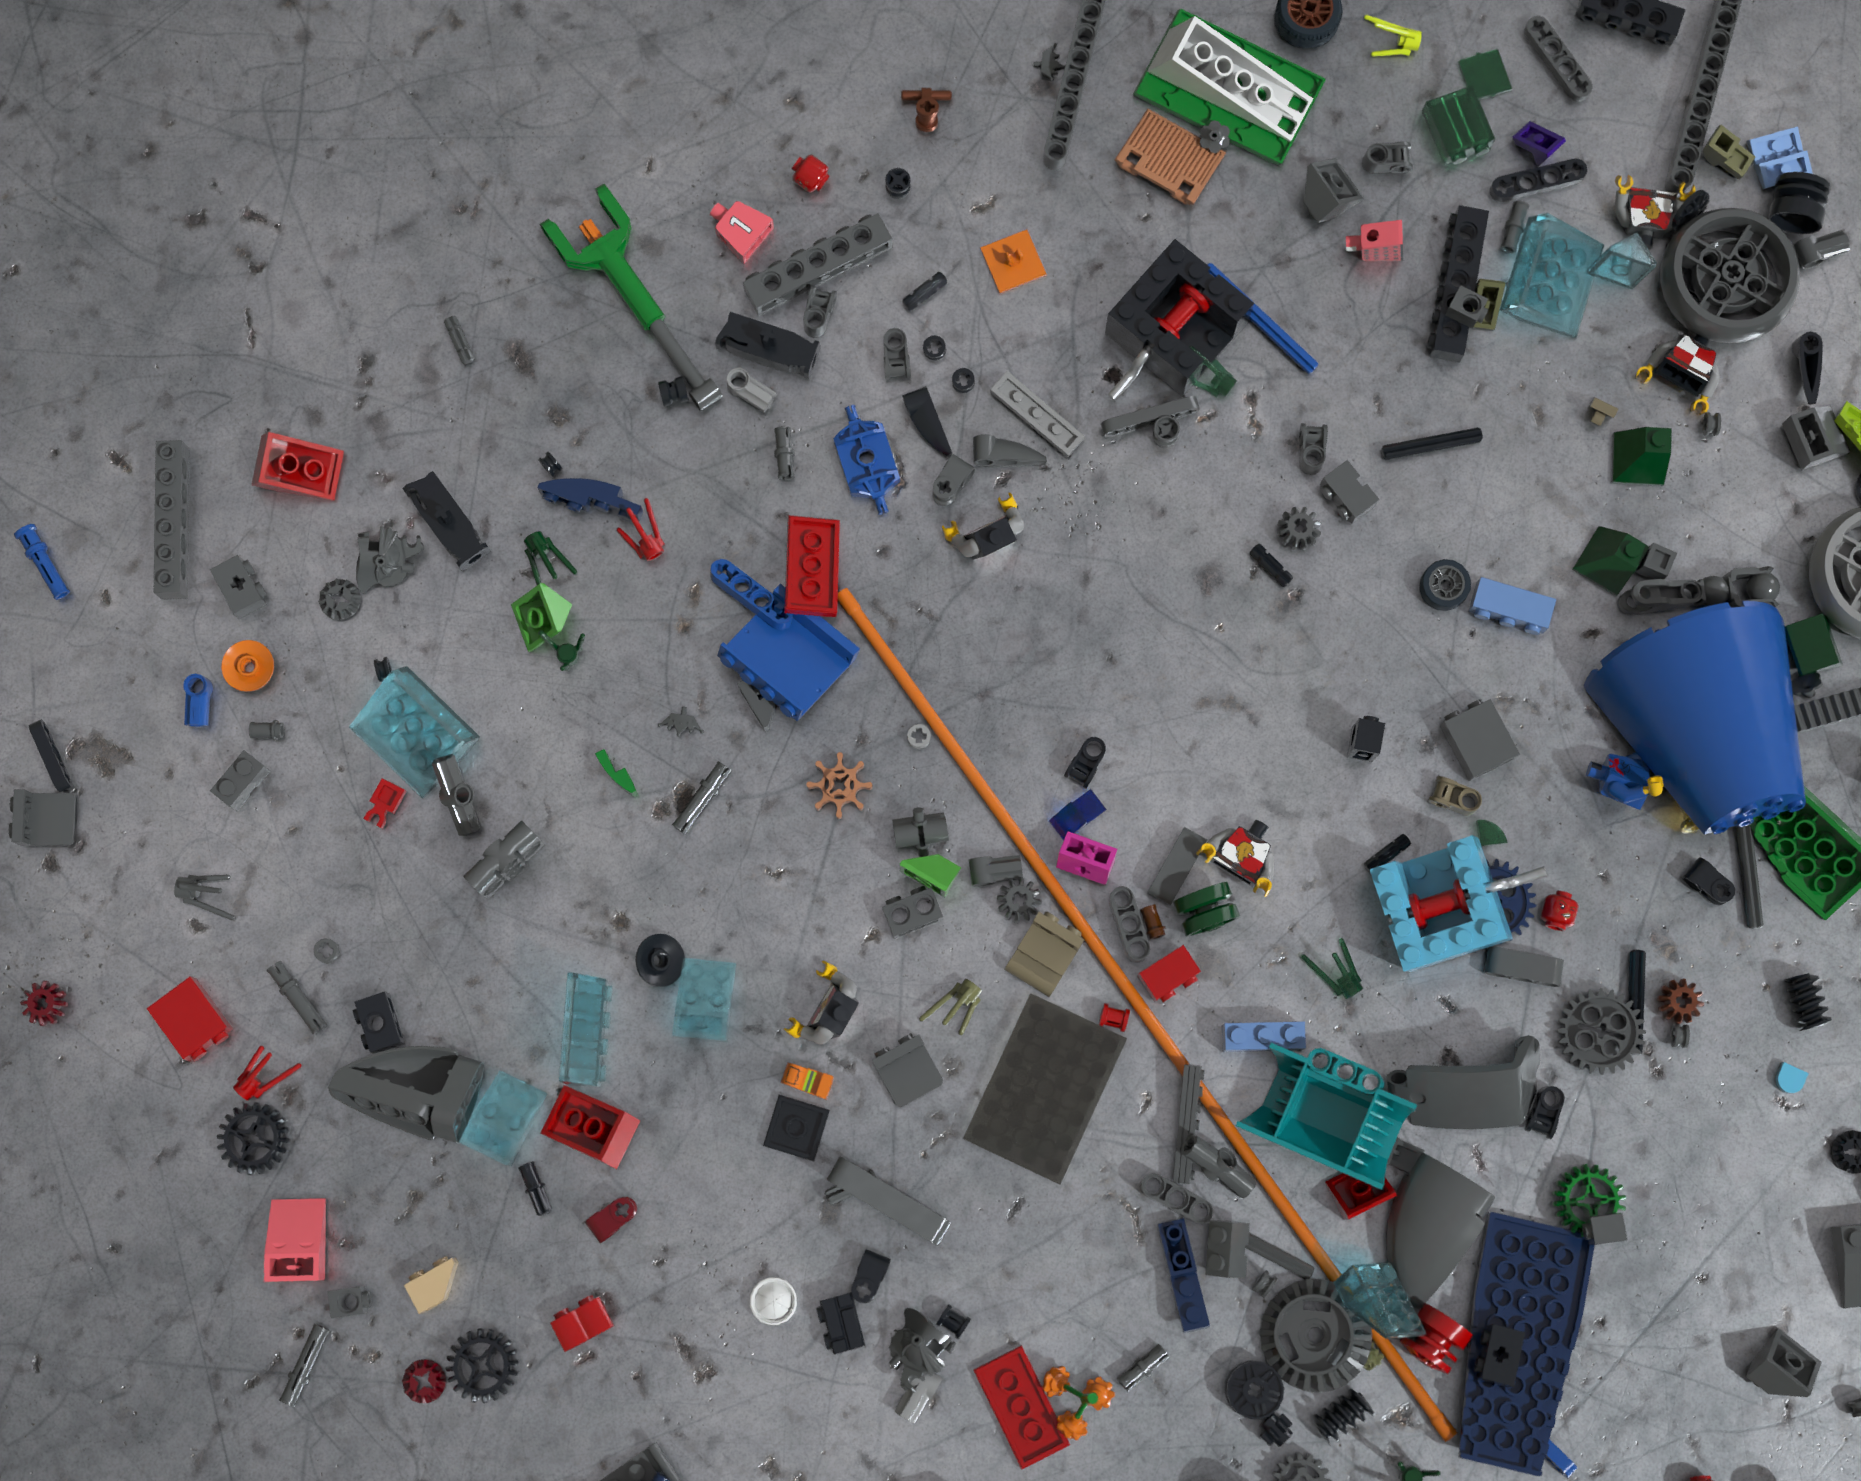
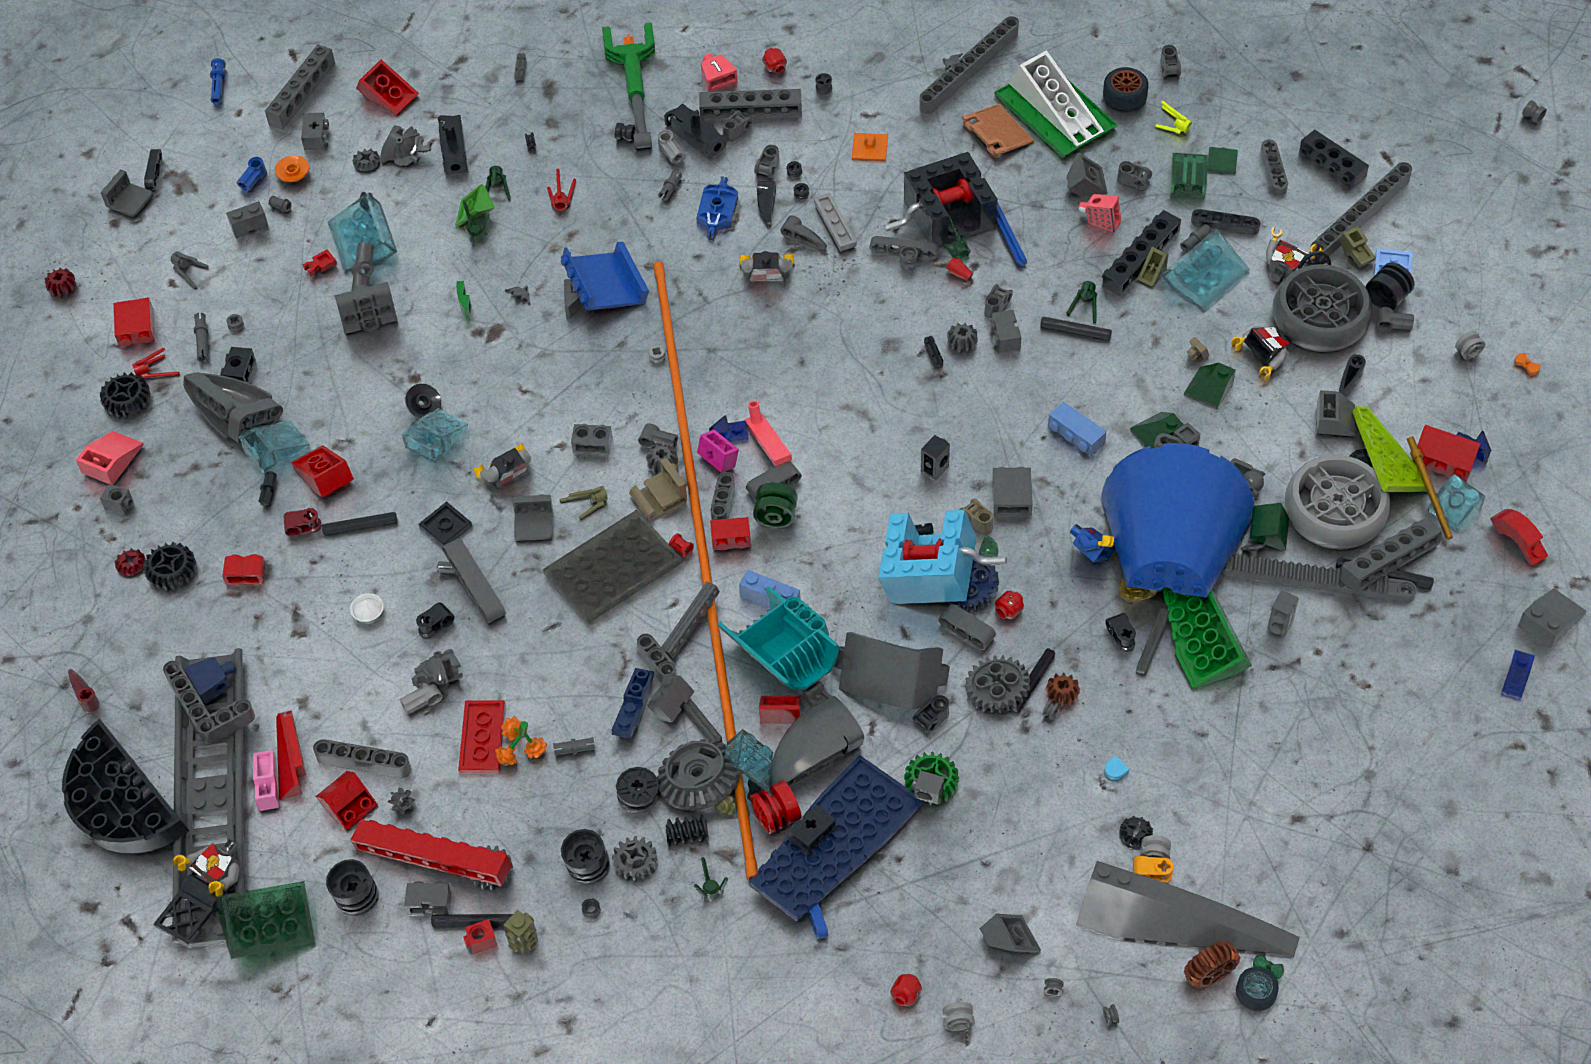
camera: 30 degrees right, 25 degrees down
(289, 1394) = (67, 522): dark grey pin -> none
(432, 1287) = (172, 512): tan slope -> none
(581, 493) = (541, 160): dark blue slope -> none
(585, 1030) = (350, 411): clear light blue slope -> none
(685, 1180) = (359, 523): none -> black axle
(701, 797) = (505, 332): dark grey pin -> none
(748, 597) = (611, 255): blue beam -> none
(807, 1080) = (469, 501): orange leg -> none
(812, 566) = (648, 241): red tile -> none
(831, 776) = (591, 357): nougat gear -> none
(841, 1323) = (400, 637): black brick -> none
(920, 830) = (624, 397): dark grey pin -> none
(924, 291) = (806, 140): black axle -> none
(927, 106) = (863, 53): copper piece -> none
(931, 872) = (616, 417): bright green slope -> none
(953, 477) = (762, 233): dark grey piece -> none
(953, 1321) = (470, 667): black bush -> none
(1085, 763) = (741, 403): black piece -> none
(1138, 807) = (766, 435): none -> coral piece
(1153, 922) = (739, 504): reddish brown pin -> none
(1218, 142) = (1030, 128): dark grey plant -> none
(1219, 1165) = (695, 649): dark grey piece -> none
(1238, 418) = (959, 269): none -> red cone
(1243, 855) = (817, 489): torso -> none
(1265, 1284) = (683, 732): dark grey bush -> none
(1276, 1429) = (637, 818): black gear -> none
(1349, 983) = (844, 589): clear green plant -> none
(1421, 380) = (1086, 292): none -> dark green plant
(1454, 575) = (1033, 397): wheel -> none
(1459, 314) = (1135, 256): dark grey brick -> none
(1538, 141) = (1237, 201): dark purple slope -> none
(1624, 263) = (1252, 273): clear light blue slope -> none
(1711, 424) = (1267, 384): dark grey bush -> none
(1808, 1001) = (1151, 724): black piece -> none

